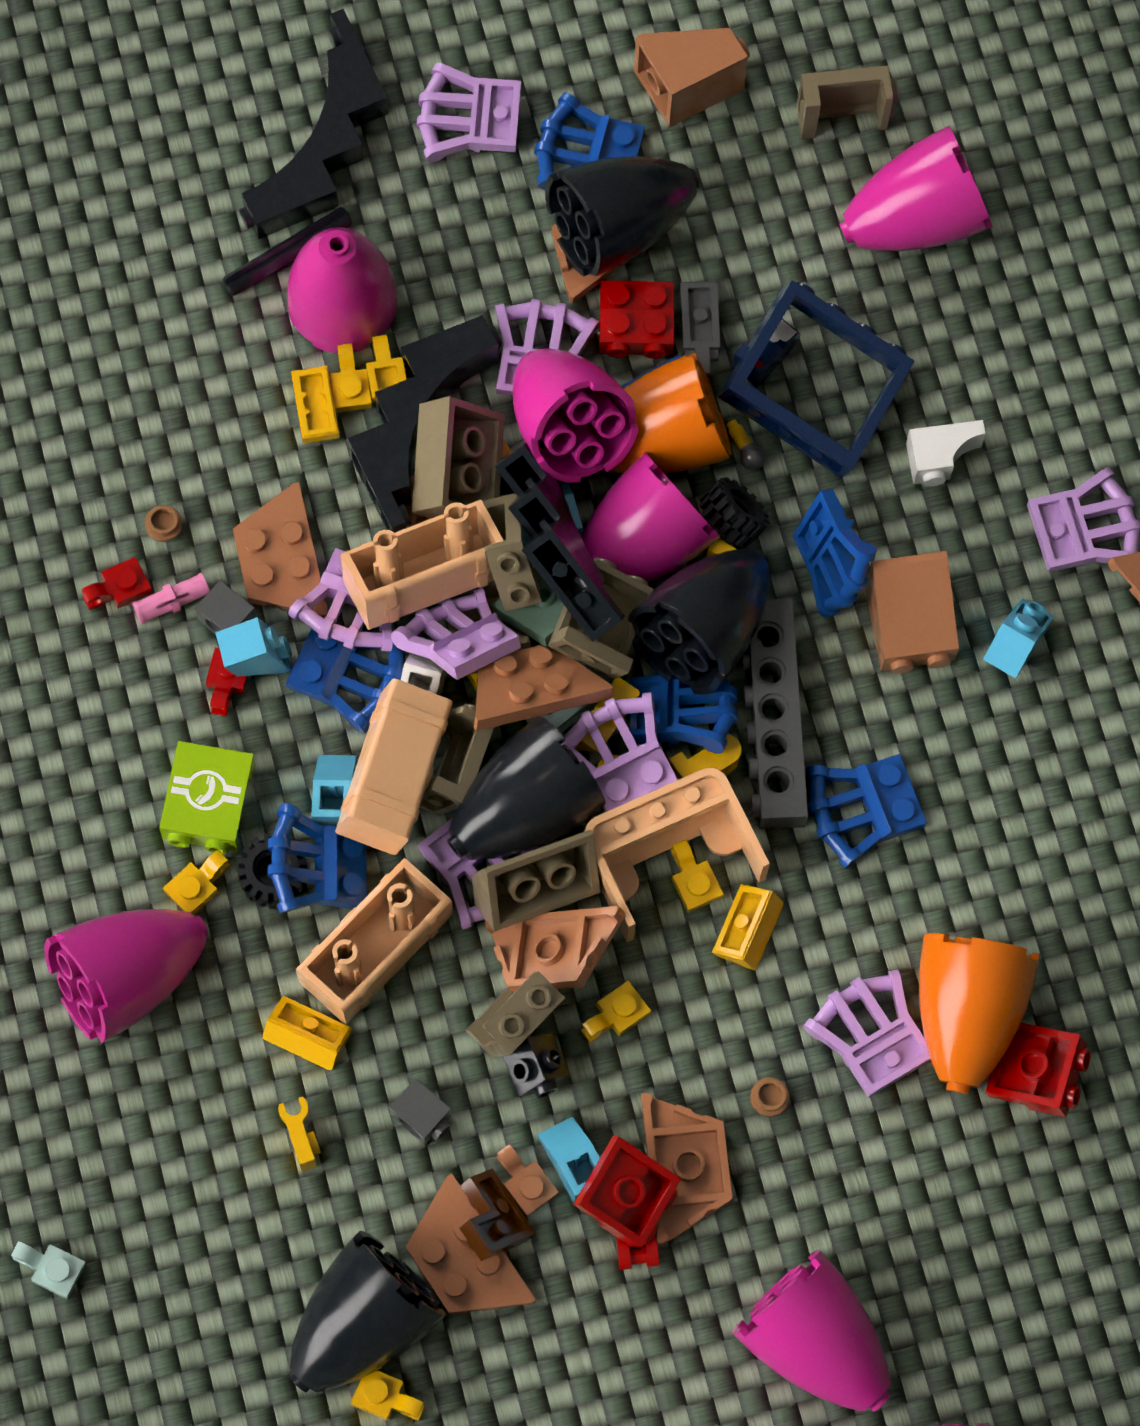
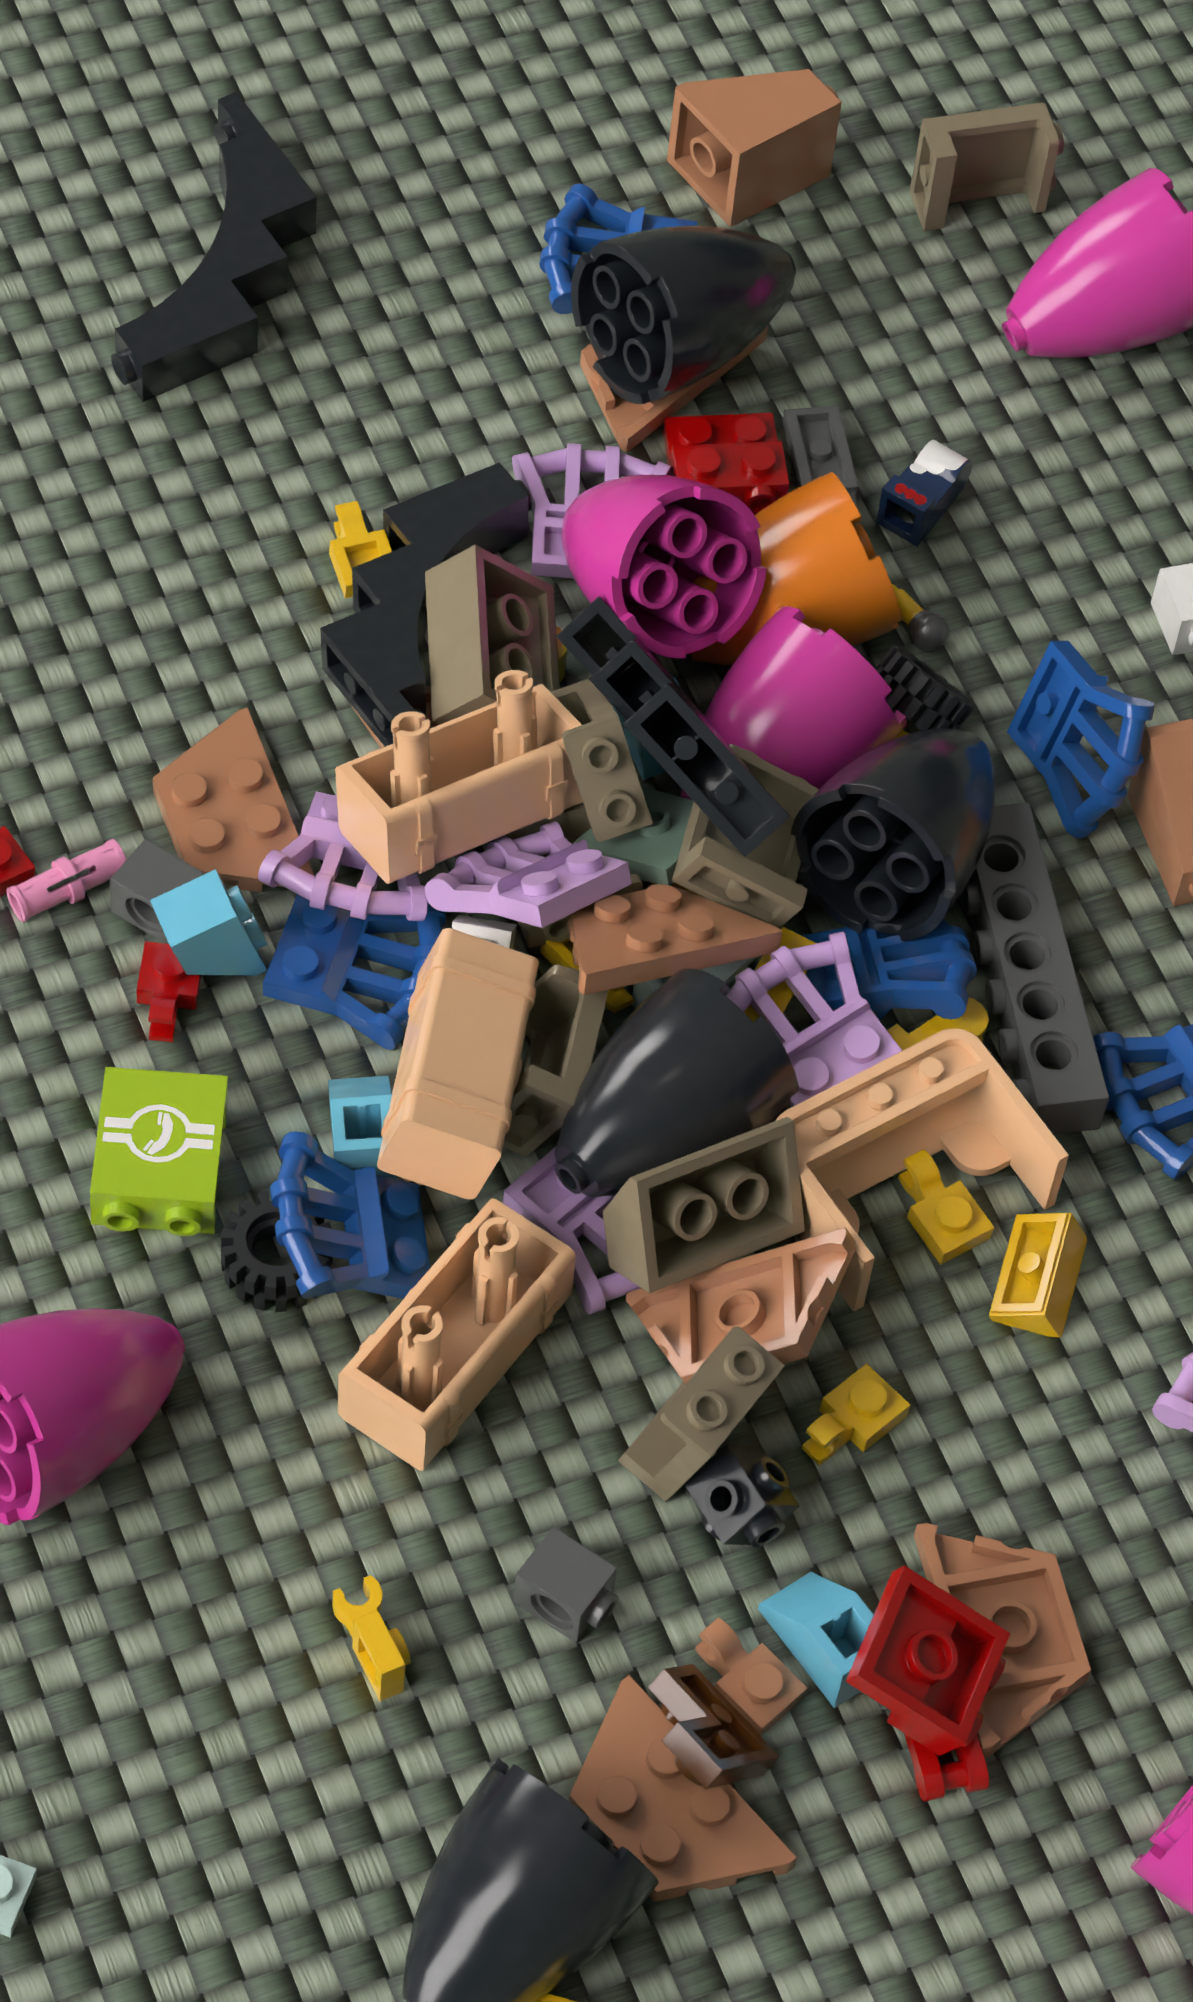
camera: 10 degrees left, 15 degrees down
(163, 523) = (43, 778): medium nougat plate -> none
(194, 887) = (154, 1283): yellow plate -> none
(281, 253) = (188, 410): black axle -> none
(306, 1033) = (360, 1488): yellow slope -> none
(315, 404) = (259, 604): yellow plate -> none
(341, 290) = (280, 437): dark pink cylinder -> none
(349, 385) = (307, 579): yellow plate -> none
(492, 119) = (471, 226): lavender plate -> none
(769, 1097) = (1119, 1516): medium nougat plate -> none
(785, 423) = (978, 572): dark blue window -> none

